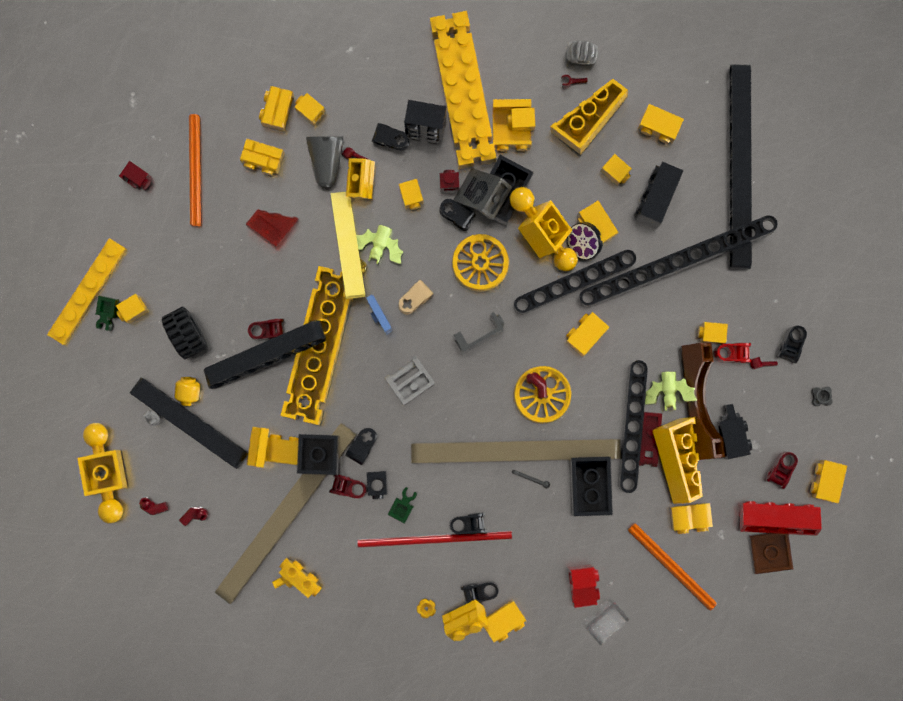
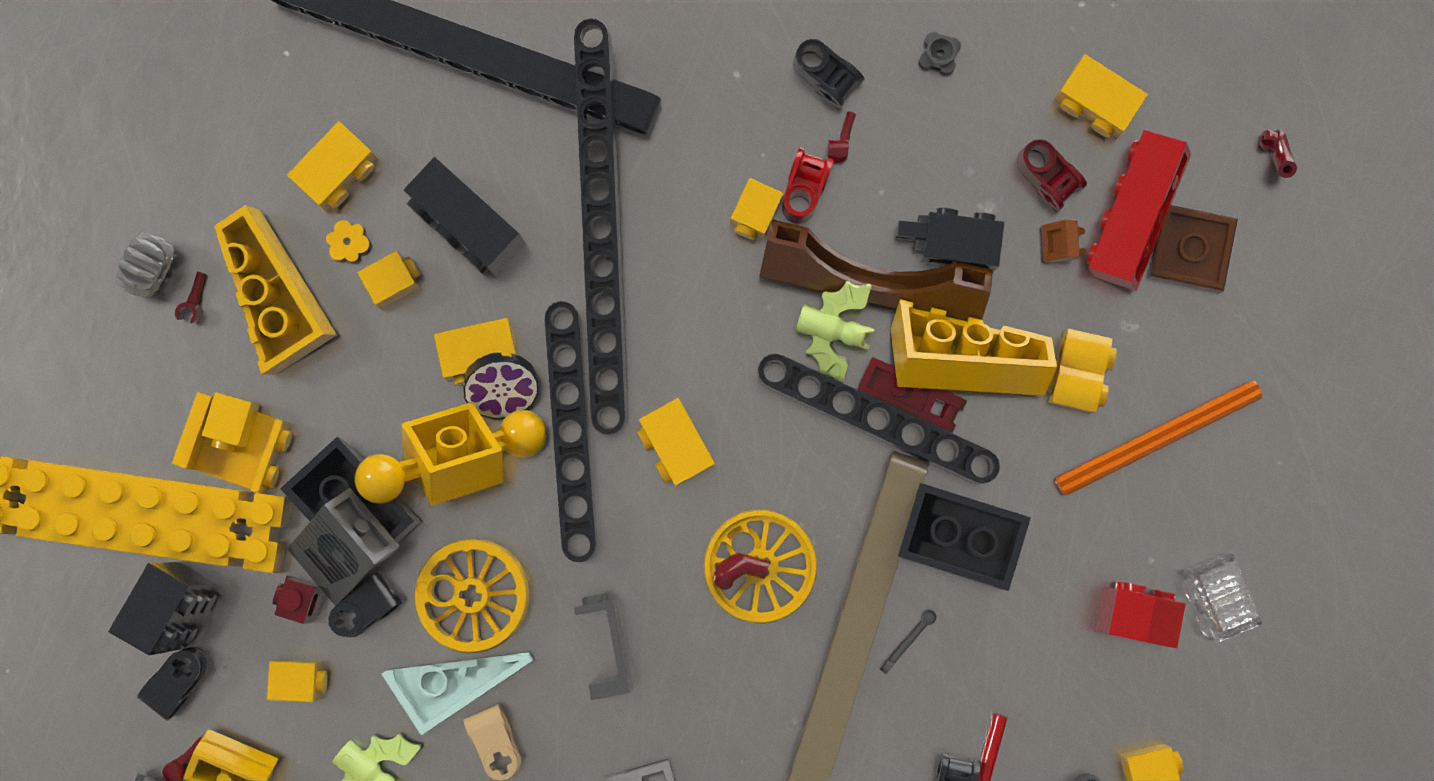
camera: 65 degrees left, 0 degrees up
(430, 264) = (442, 689): none -> light aqua wing
(631, 140) = (343, 231): none -> yellow plant
(751, 486) = (1061, 241): none -> dark orange tile
(834, 579) = (1280, 152): none -> dark red arm

